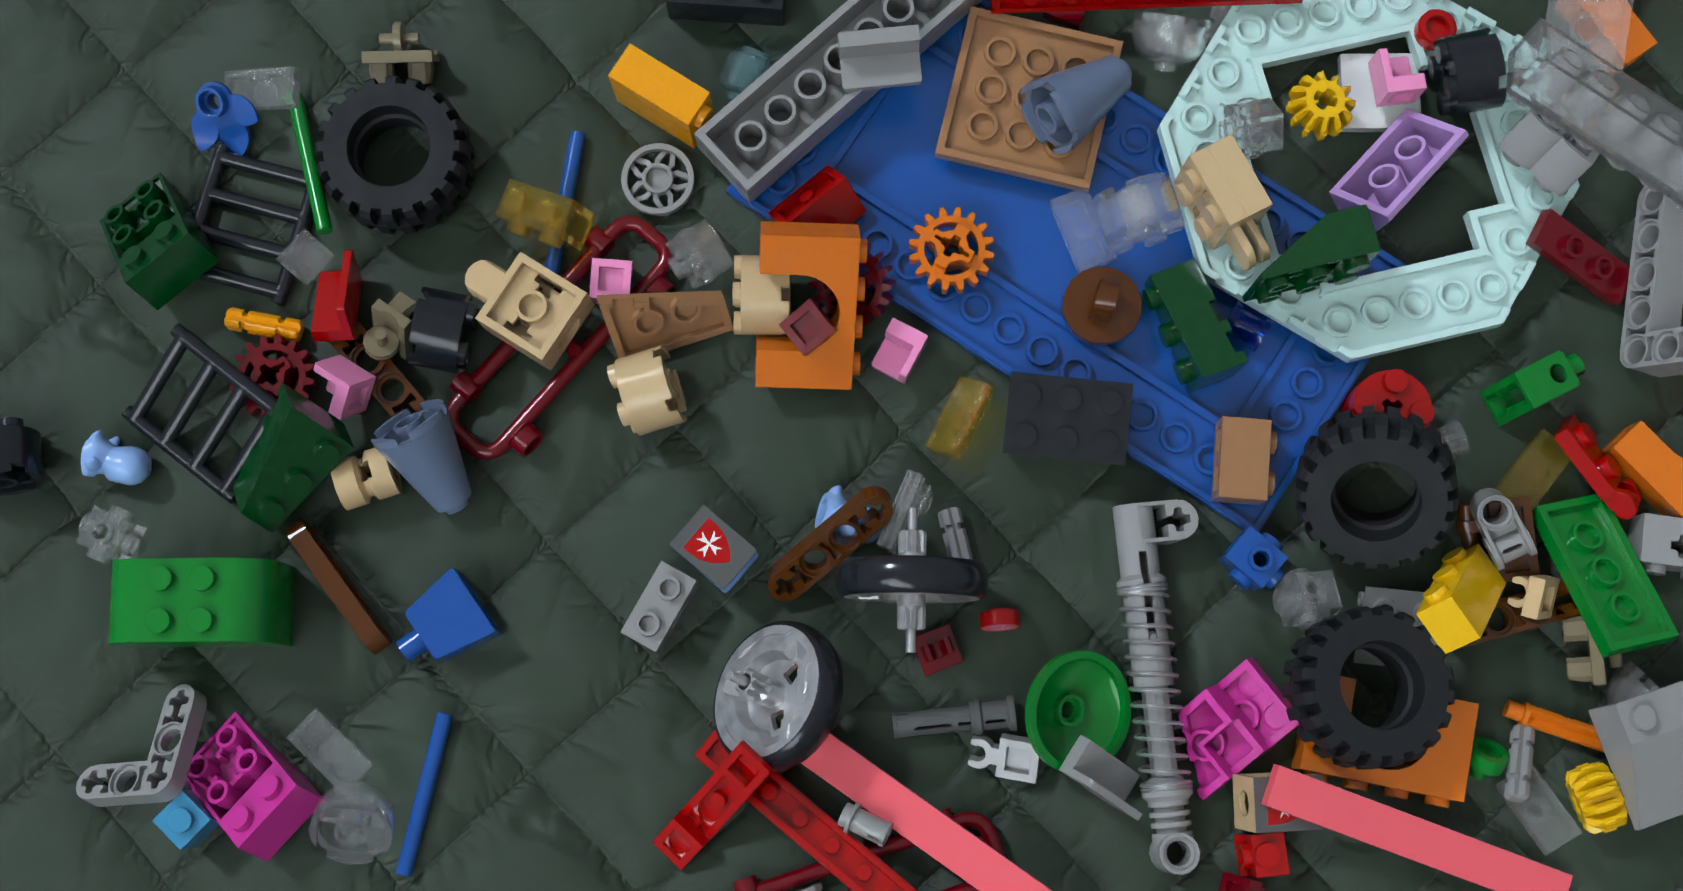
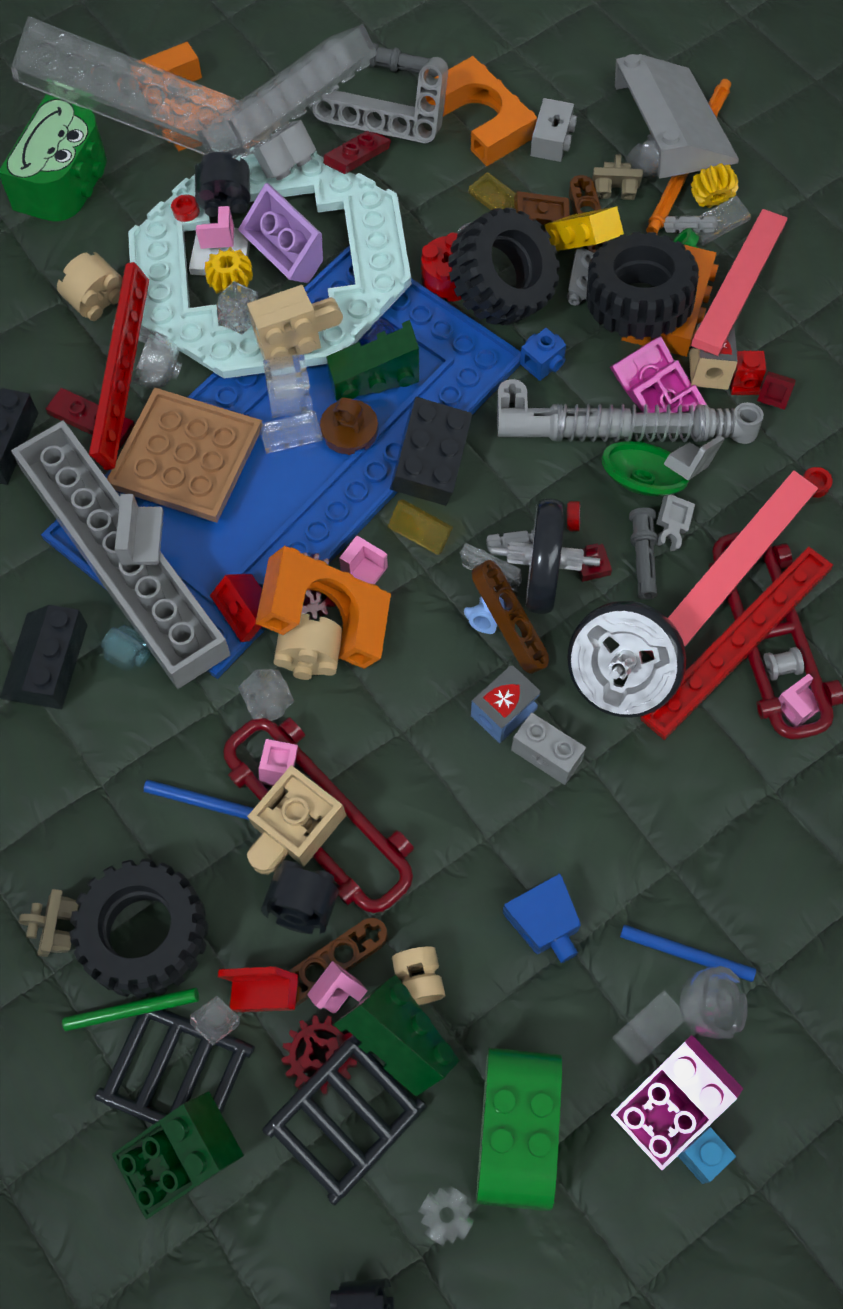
camera: 85 degrees left, 15 degrees down
(118, 463) = (380, 1208): light blue animal -> none
(165, 771) = (666, 1186): light grey beam -> none
(223, 122) = (78, 1086): blue plate -> none
(263, 324) = (269, 1065): light orange axle -> none
(266, 87) = (53, 1051): clear plate -> none
(338, 586) = (508, 1011): reddish brown beam -> none
(390, 328) = (292, 939): dark tan hips -> none
(427, 455) = (403, 917): sand blue cone -> none
(544, 214) = (214, 807): clear yellow brick -> none
(648, 391) = (373, 738): tan brick -> none
(657, 179) = (196, 726): light grey wheel -> none
(660, 94) = (132, 705): light orange brick -> none
(664, 319) = (316, 729): medium nougat wing -> none
(713, 805) = (703, 718): red slope -> none
(808, 327) = (343, 604): dark red tile -> none
(865, 824) = (723, 612): light grey pin -> none
(964, 258) = (293, 515): orange gear -> none
(1074, 100) = (199, 415): sand blue cone -> none
(1243, 461) = (473, 350): medium nougat brick -> none
(1306, 598) = (574, 324): clear brick -> none
(1331, 250) = (338, 273): dark green slope -> none
(1504, 534) = (539, 204): light grey piece -> none
(1538, 385) = (441, 177): green torso -> none
(1539, 596) = (582, 195): tan tile -> none
(1597, 468) = (499, 159): red hinge -> none
(1603, 575) = (572, 161): green plate -> none

